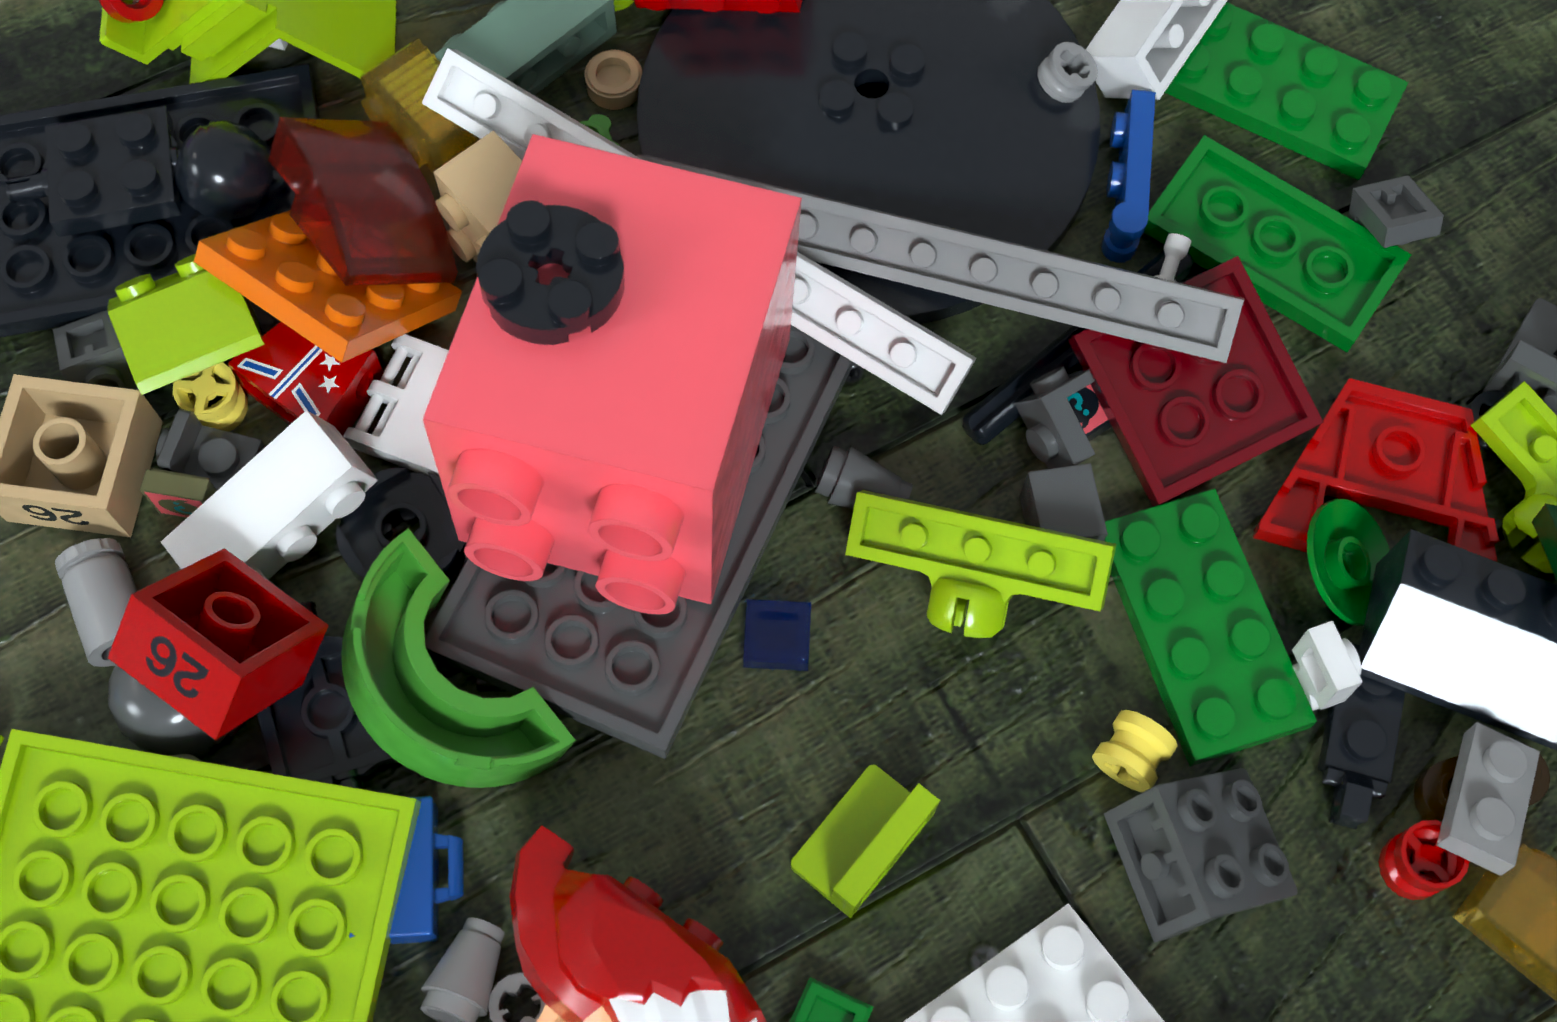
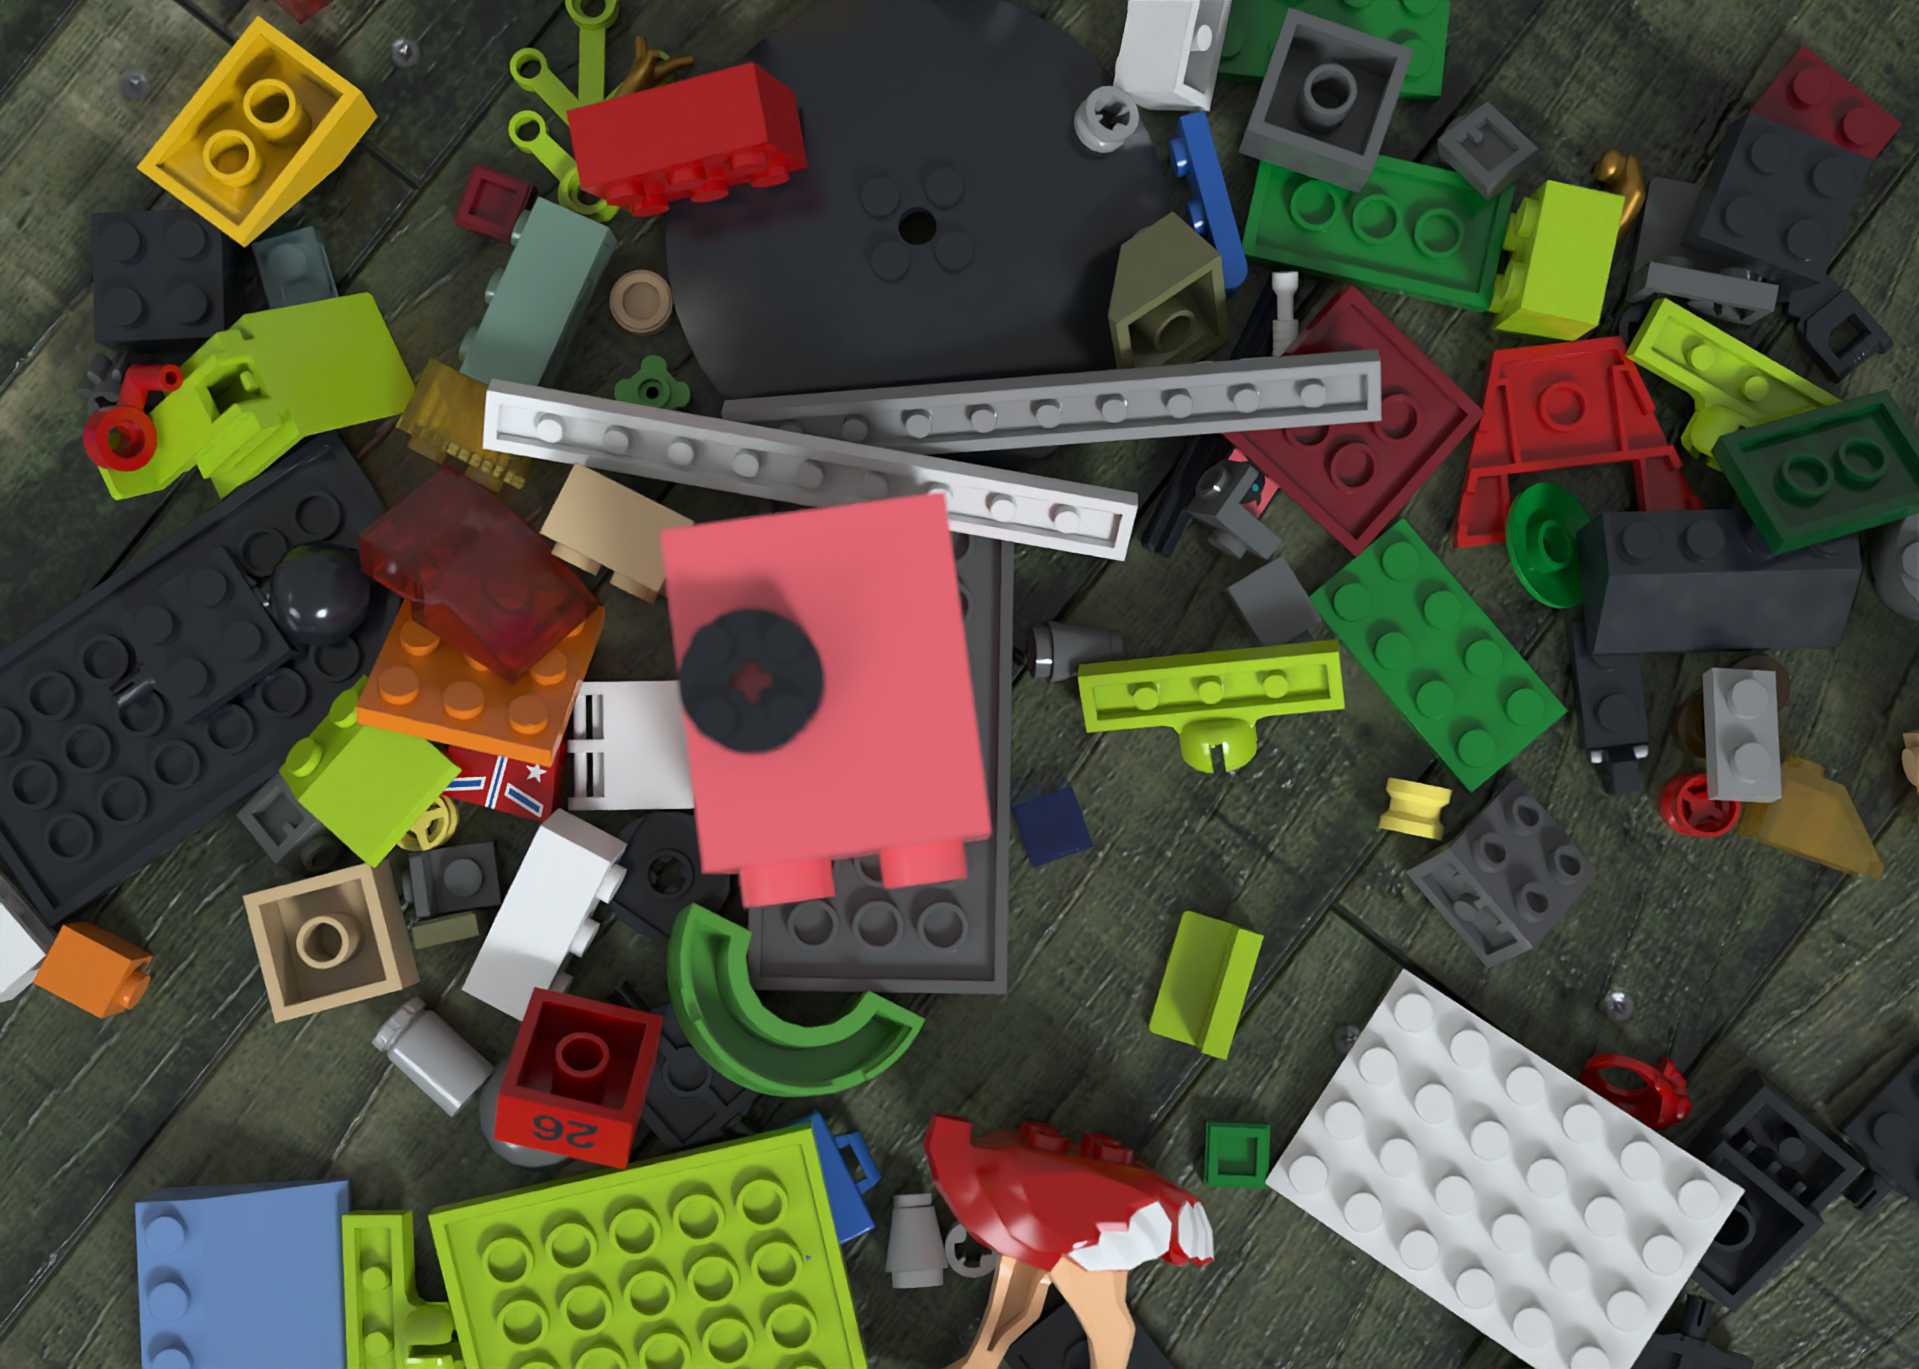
camera: 25 degrees left, 20 degrees up
(1068, 206) = (1167, 297): none -> olive slope
(1263, 112) = (1326, 100): none -> dark grey brick
(1326, 666) = (1565, 671): white plate -> none
(1429, 314) = (1556, 263): none -> lime brick
(1509, 306) = (1626, 180): none -> pearl gold arm

